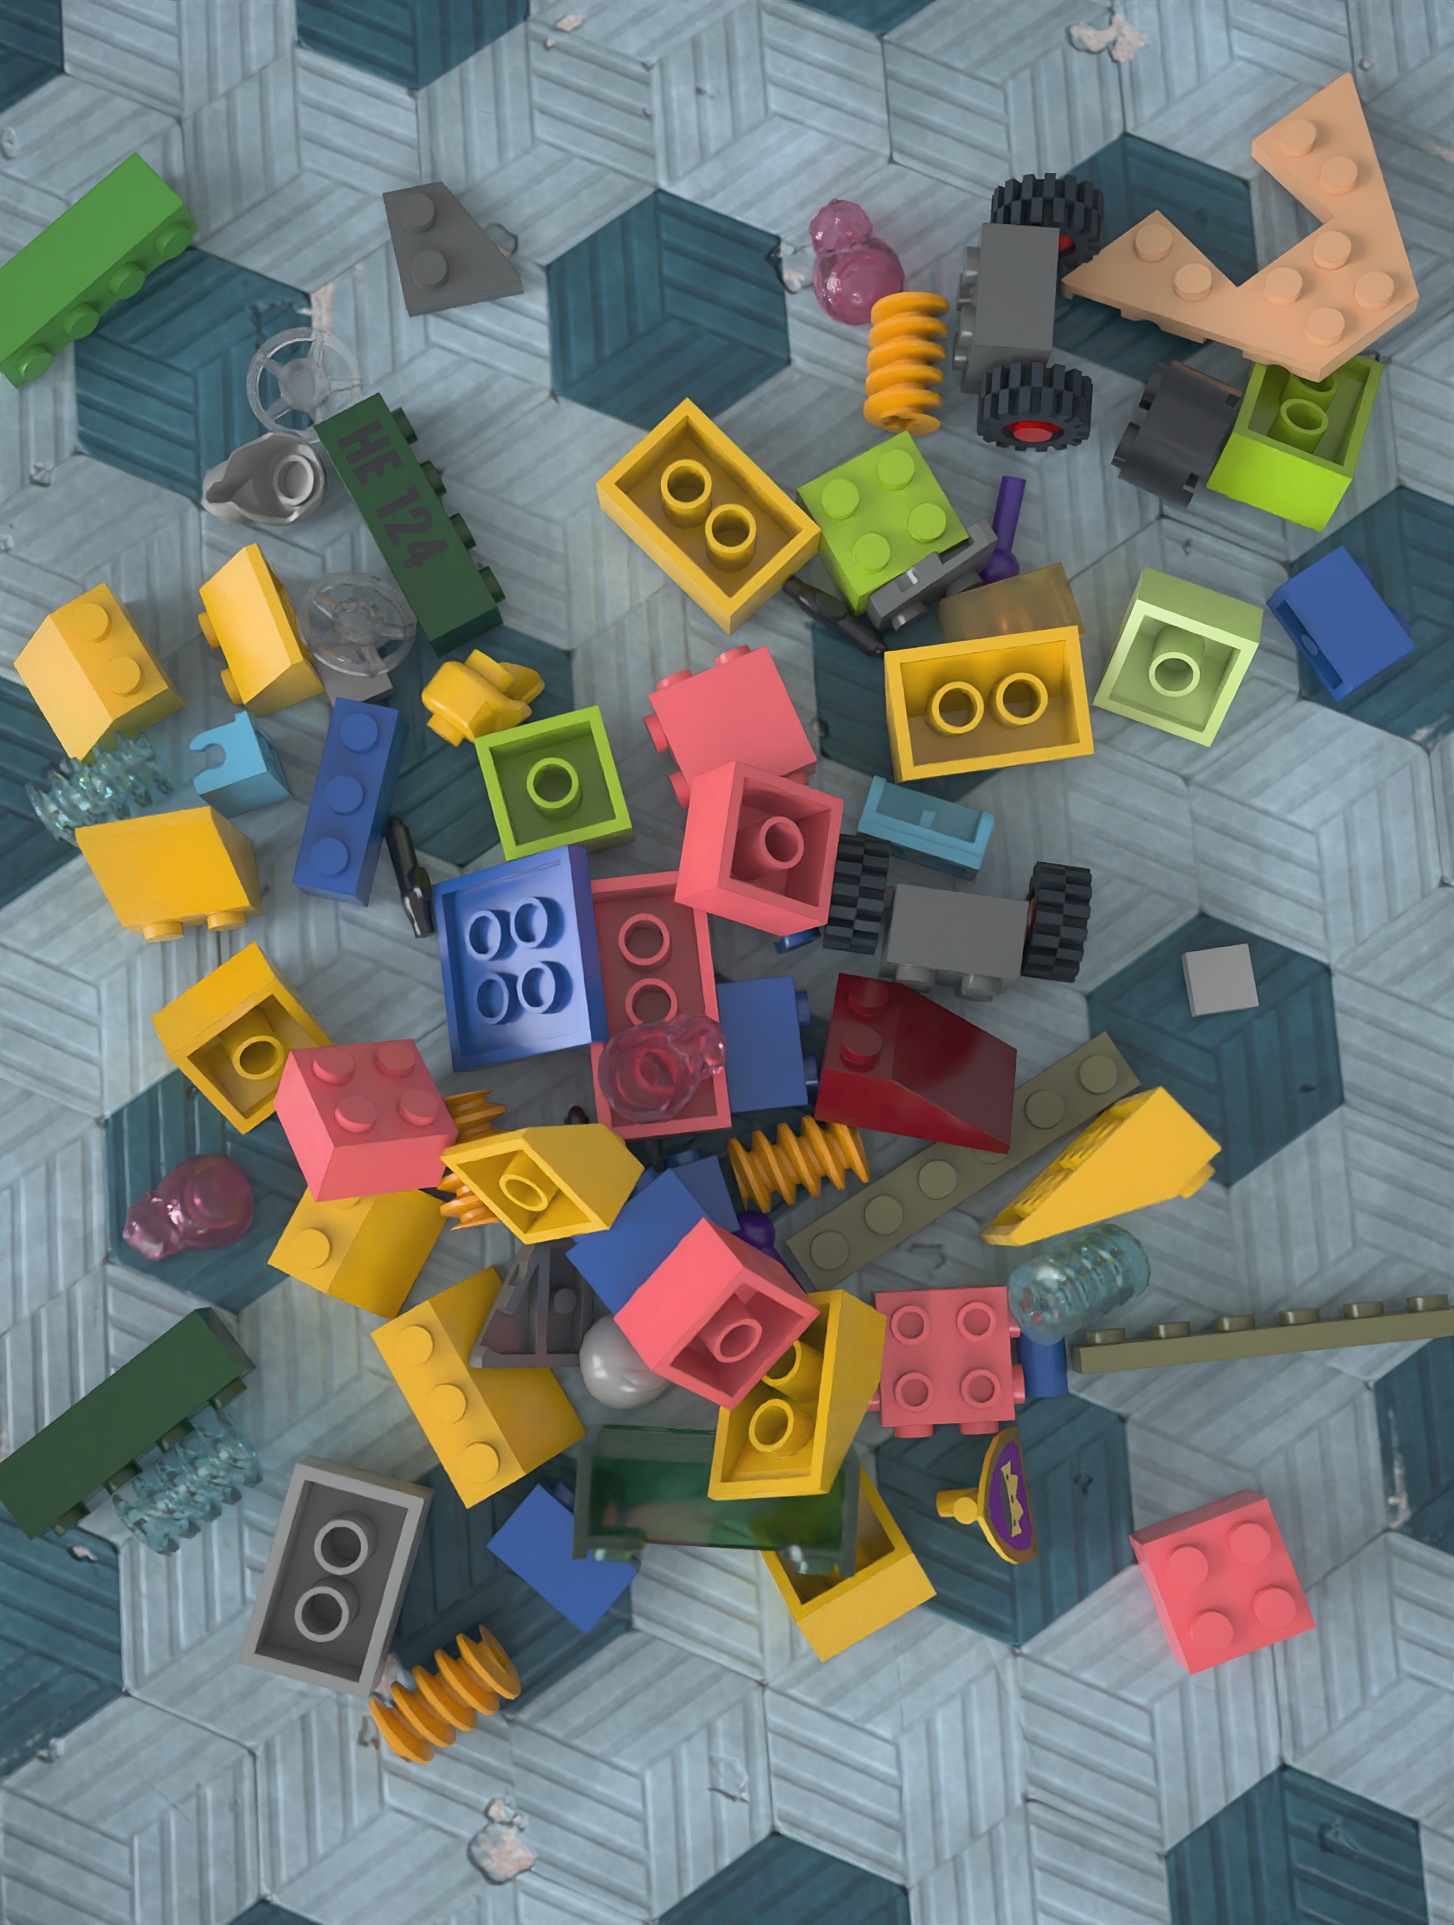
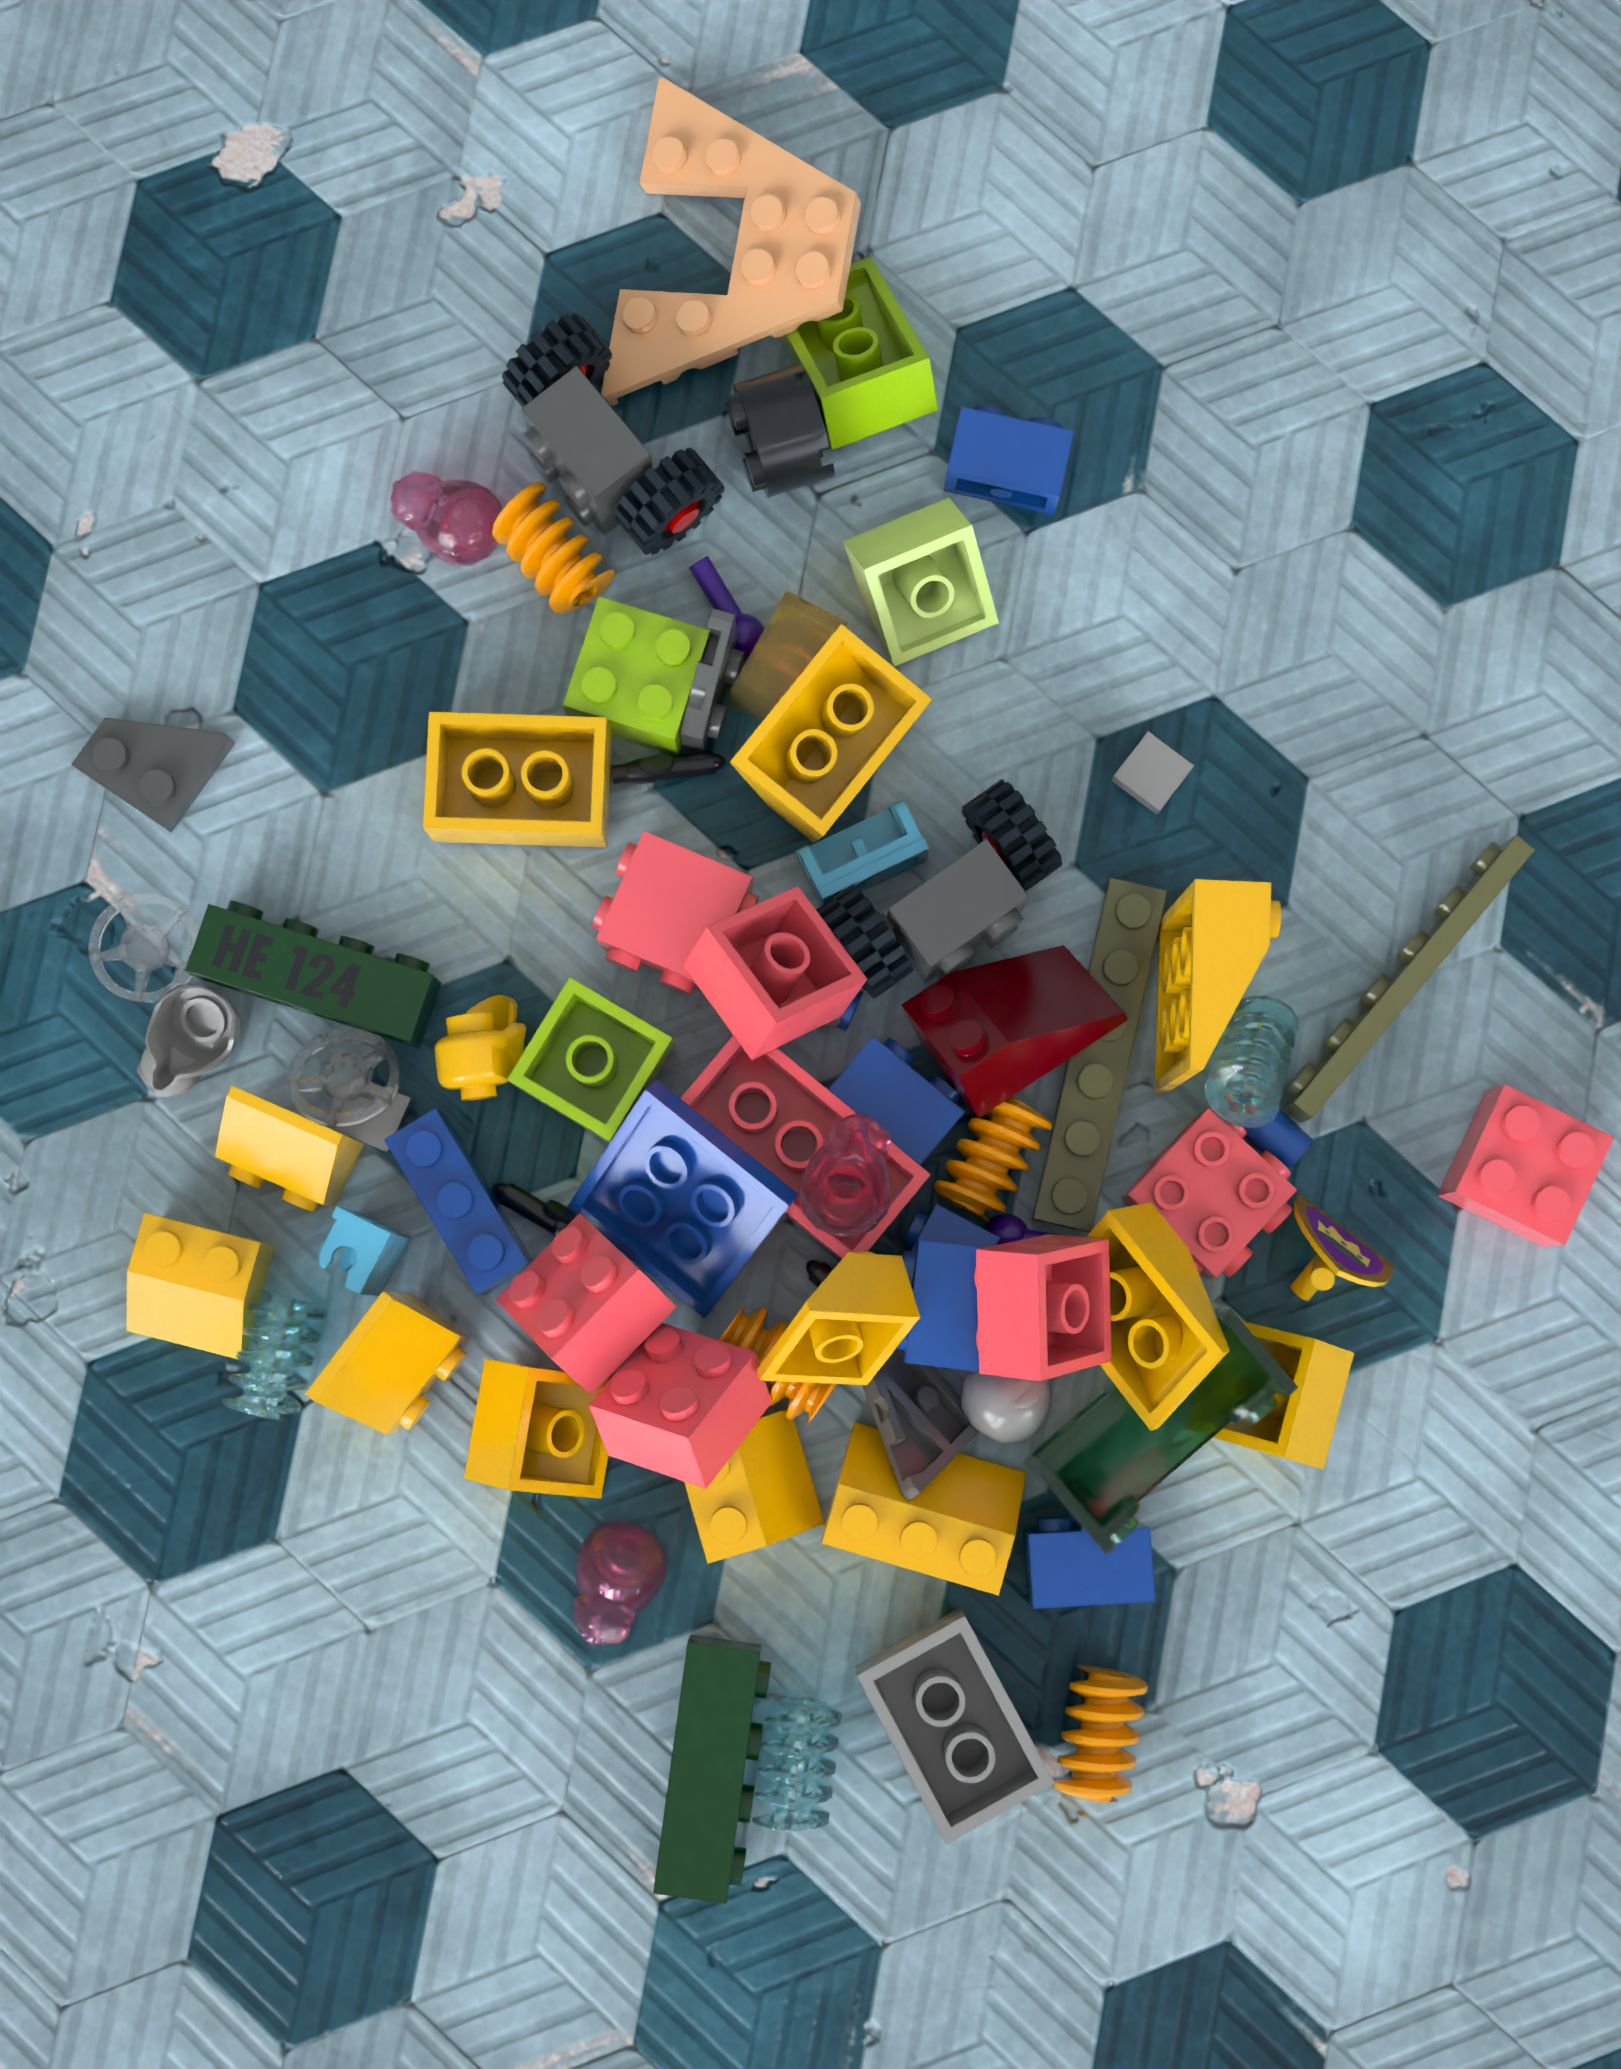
camera: 45 degrees left, 0 degrees up
(366, 971) = (585, 1304): none -> coral brick

